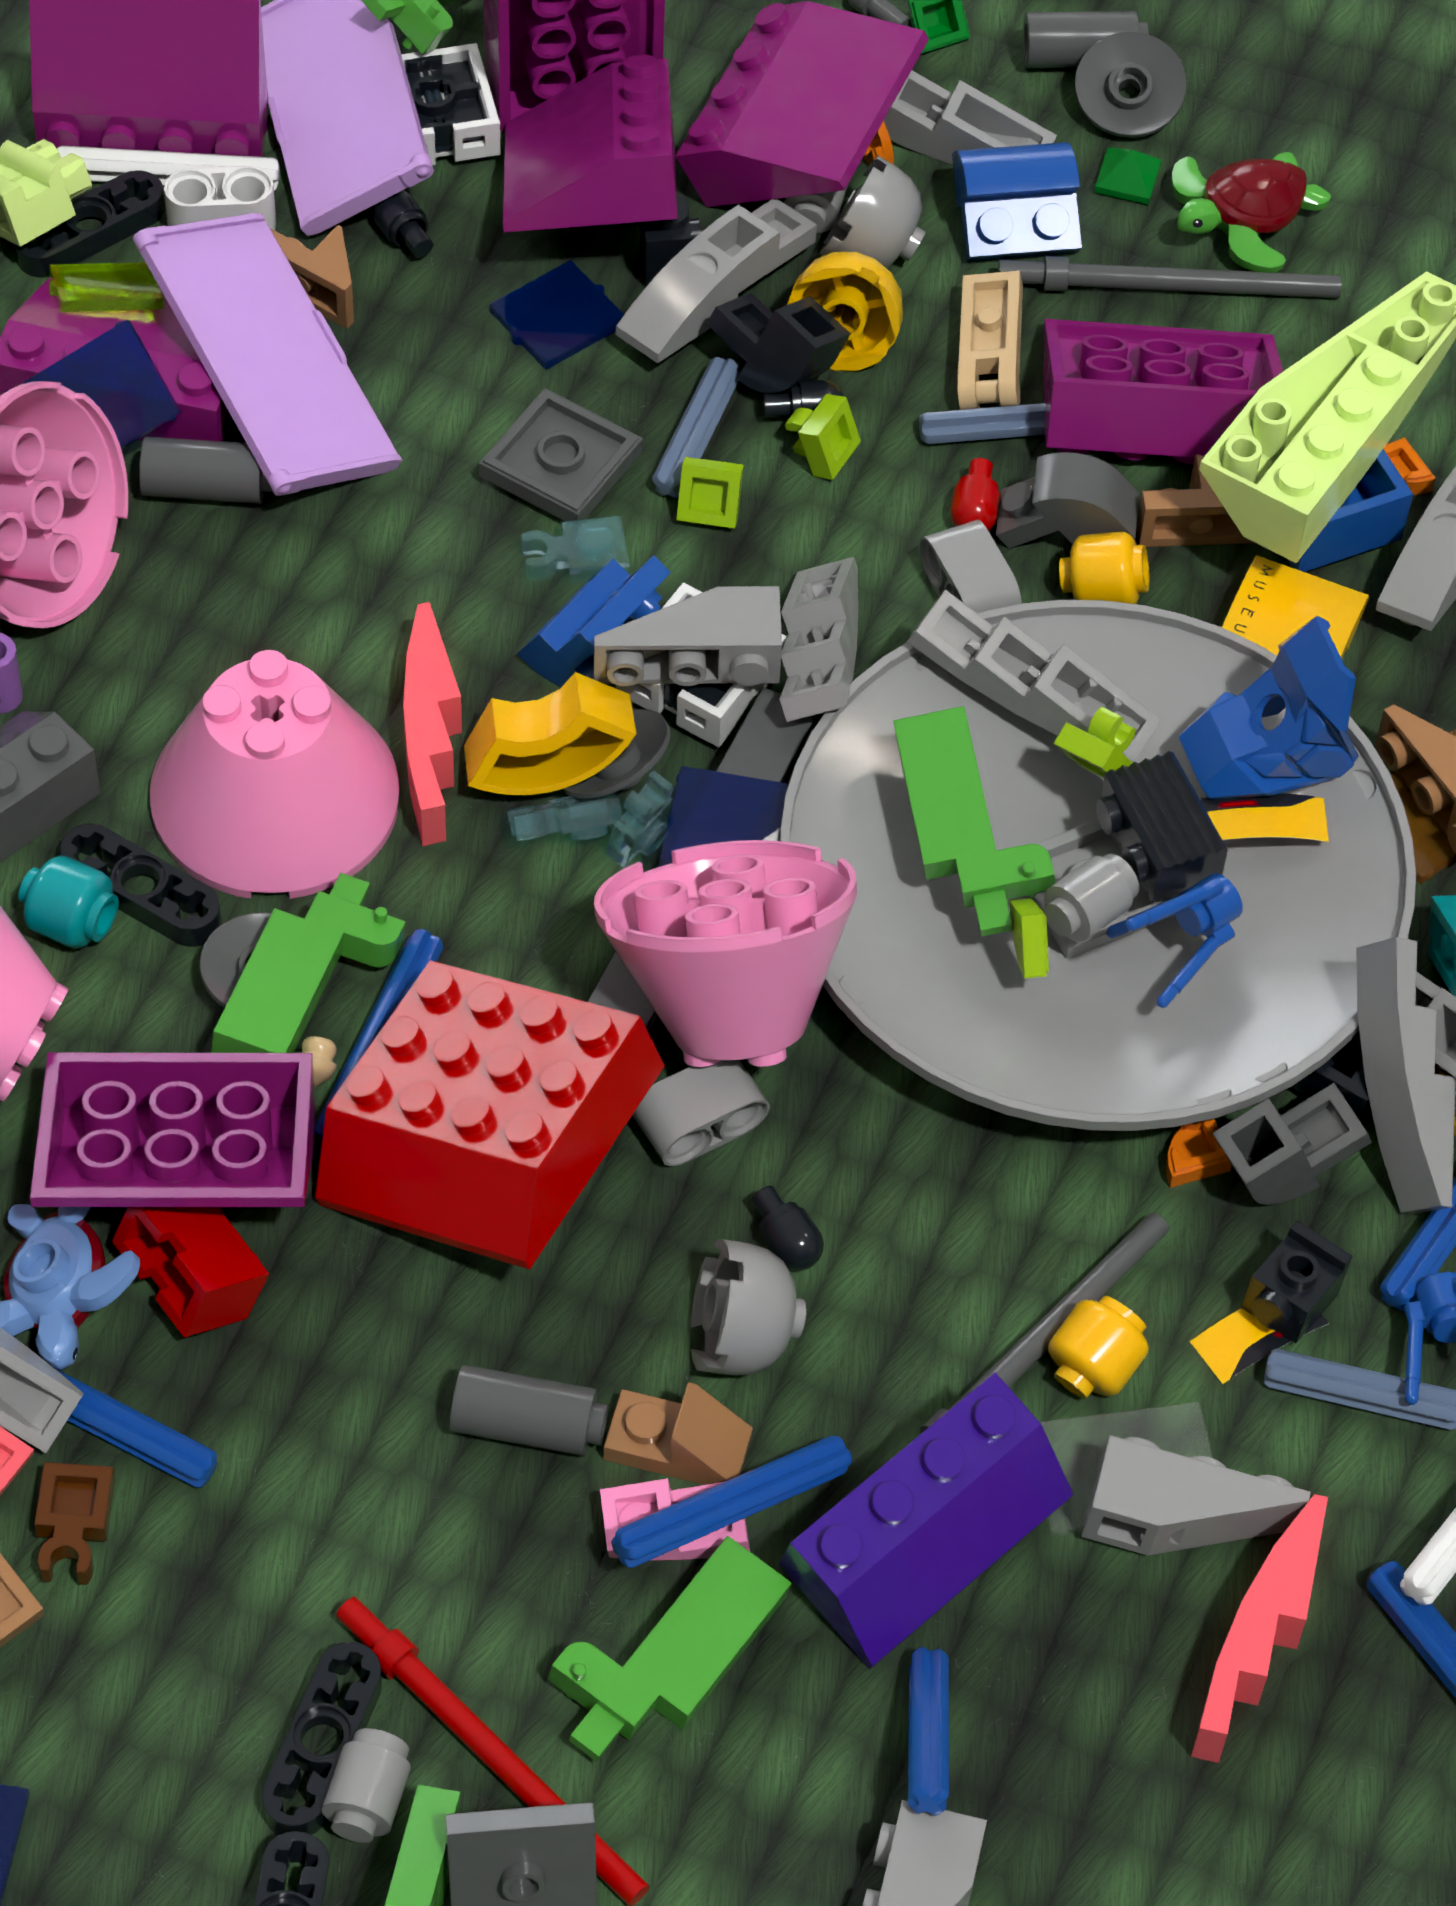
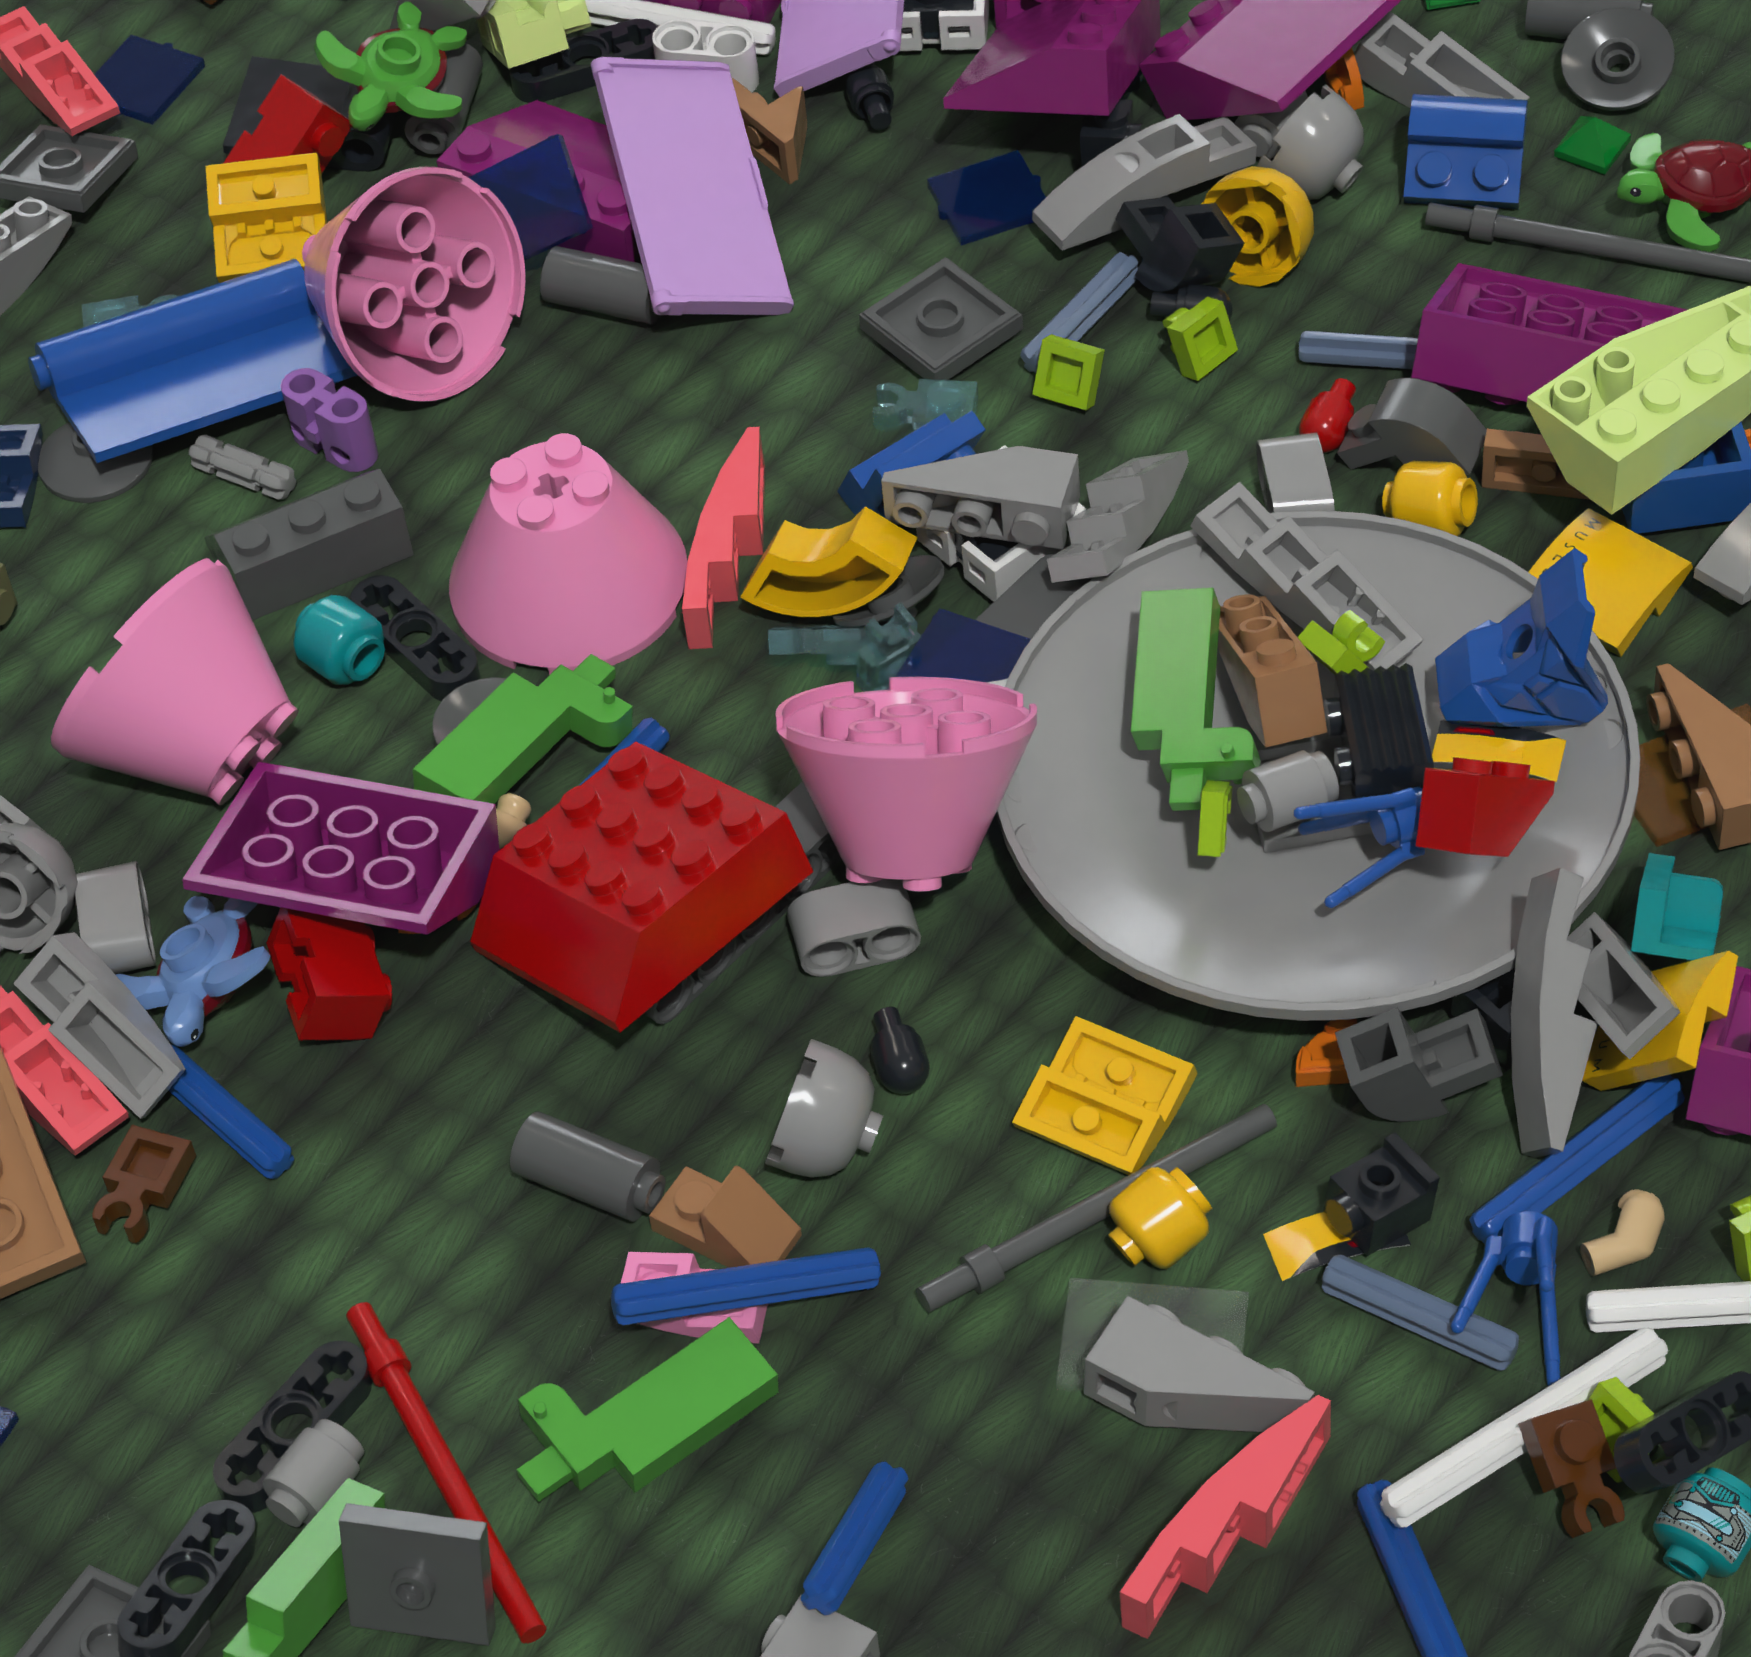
camera: 25 degrees right, 5 degrees down
(105, 287) = (564, 114): clear neon green piece -> none
(929, 1521) = (927, 1341): dark purple slope -> none
(990, 339) = (1394, 273): tan plate -> none
(999, 1235) = (1105, 1096): none -> yellow slope
(1036, 780) = (1270, 671): none -> medium nougat slope
(1281, 884) = (1479, 806): none -> red slope

